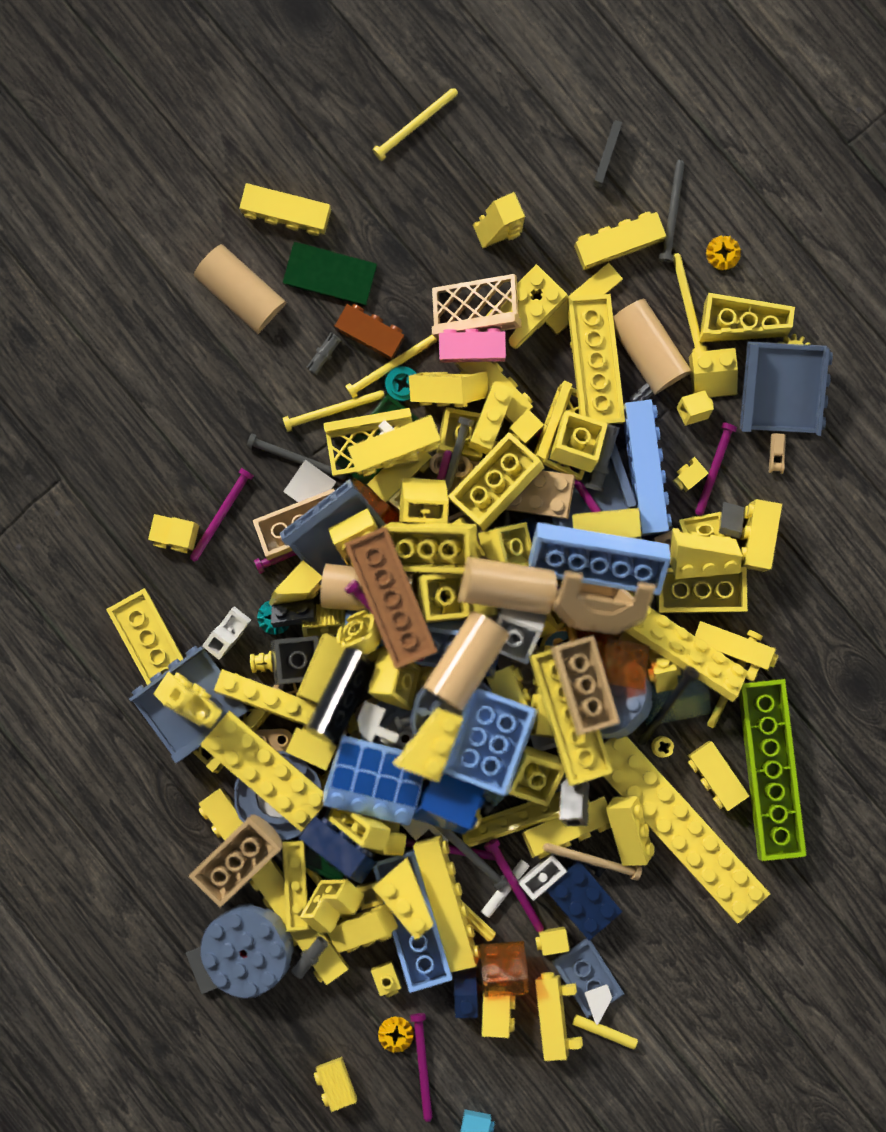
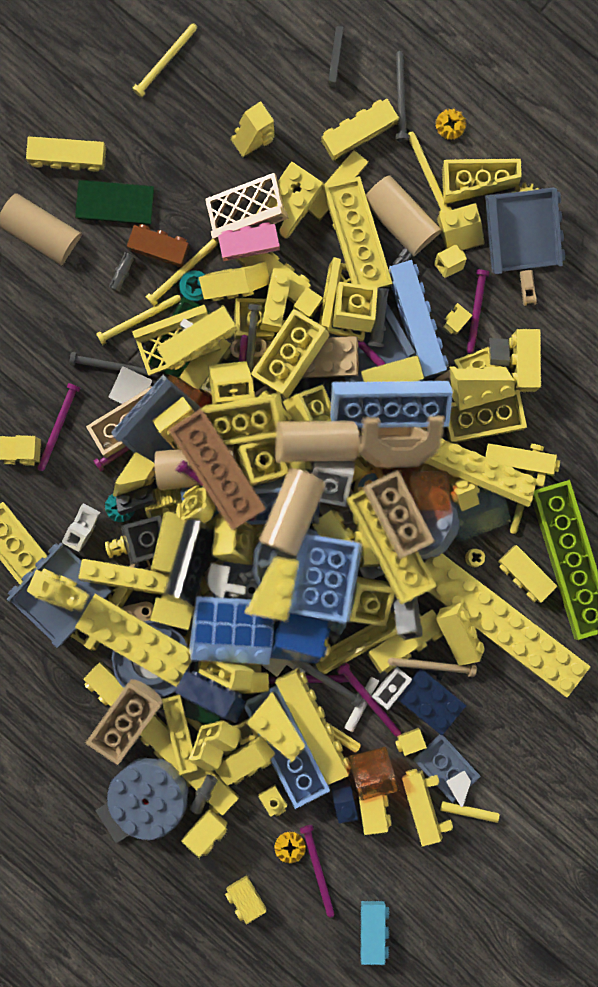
camera: 15 degrees left, 0 degrees up
(304, 1000) = (205, 832): none -> light yellow brick
(690, 674) = (487, 489): black bar -> none

